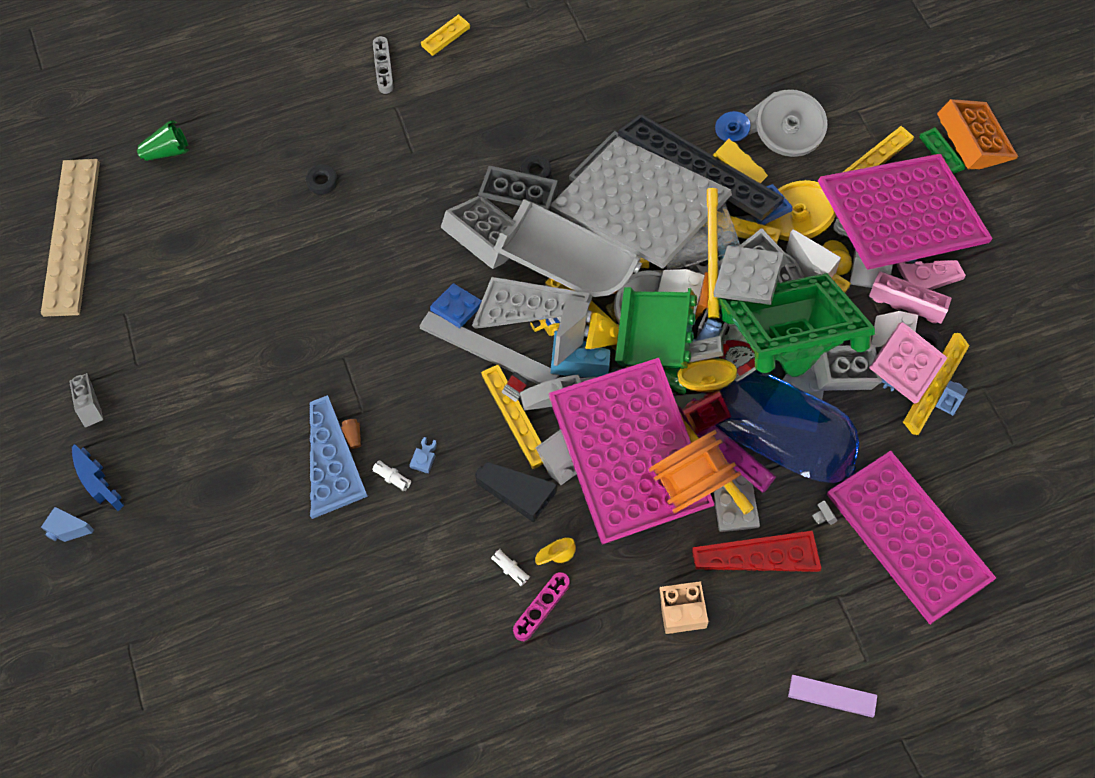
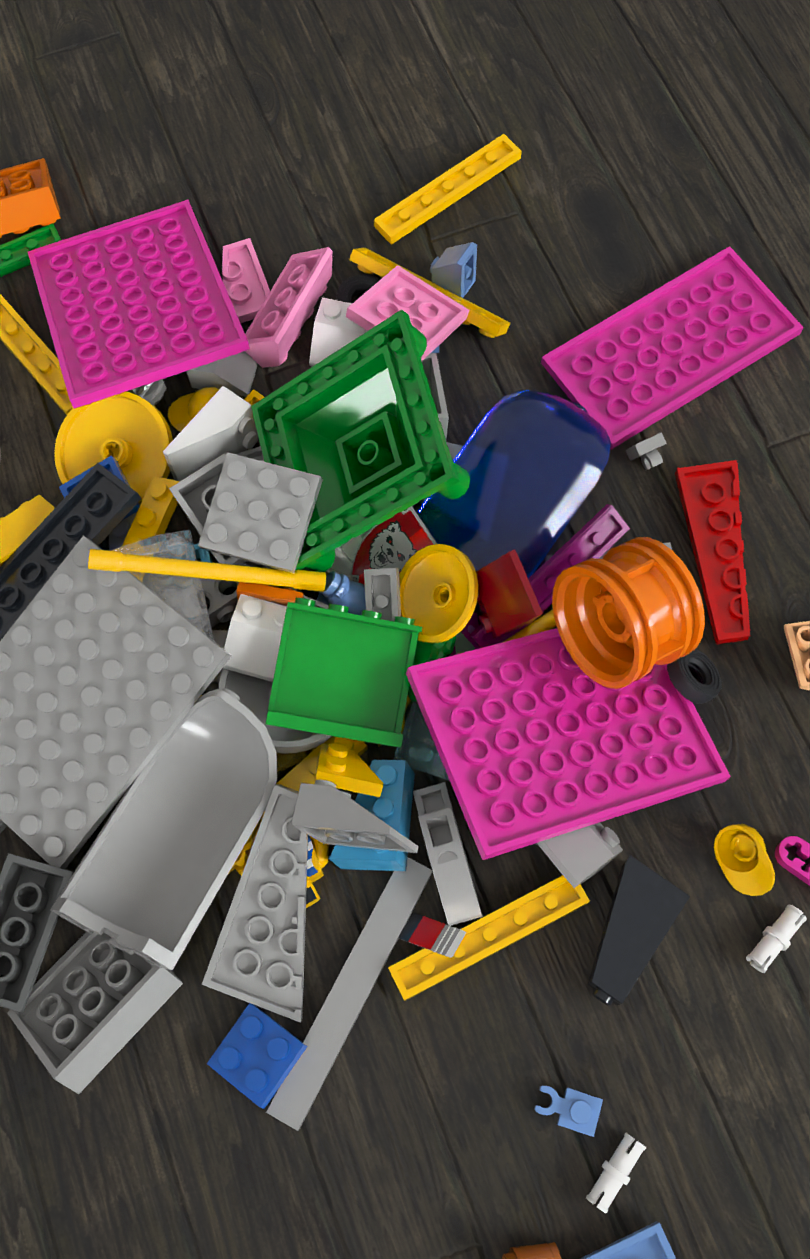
camera: 90 degrees left, 5 degrees up
(657, 524) = (687, 685): none -> black tyre
(1025, 396) = (447, 189): none -> yellow plate

